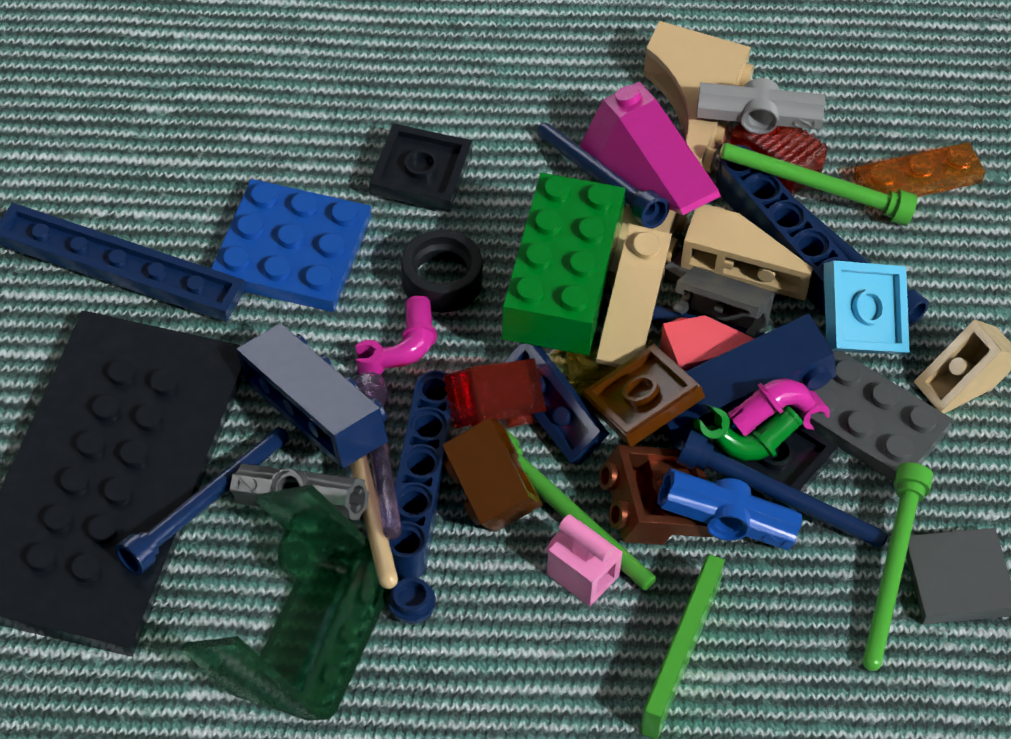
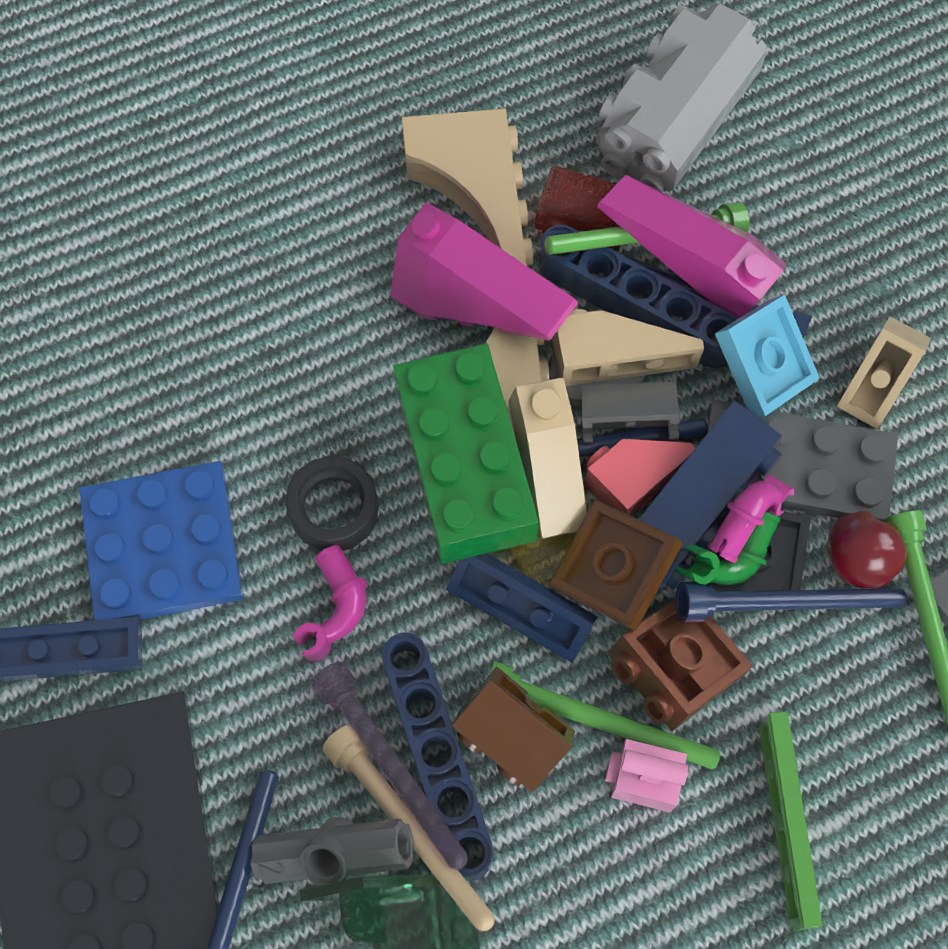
camera: 25 degrees left, 15 degrees up
(313, 395) = (286, 728): brick -> none
(411, 600) = (506, 902): dark blue plate -> none
(421, 167) = (247, 391): black plate -> none
(496, 391) = (469, 635): clear red brick -> none
(645, 206) = (508, 344): dark blue piece -> none
(729, 509) = (758, 650): blue piece -> none
(760, 106) = (557, 176): light grey piece -> none
(853, 206) = (707, 253): none -> dark pink wedge
(868, 484) = (866, 550): none -> dark red hair
(921, 89) = (681, 97): none -> light grey brick
(924, 172) = (729, 168): clear orange plate -> none

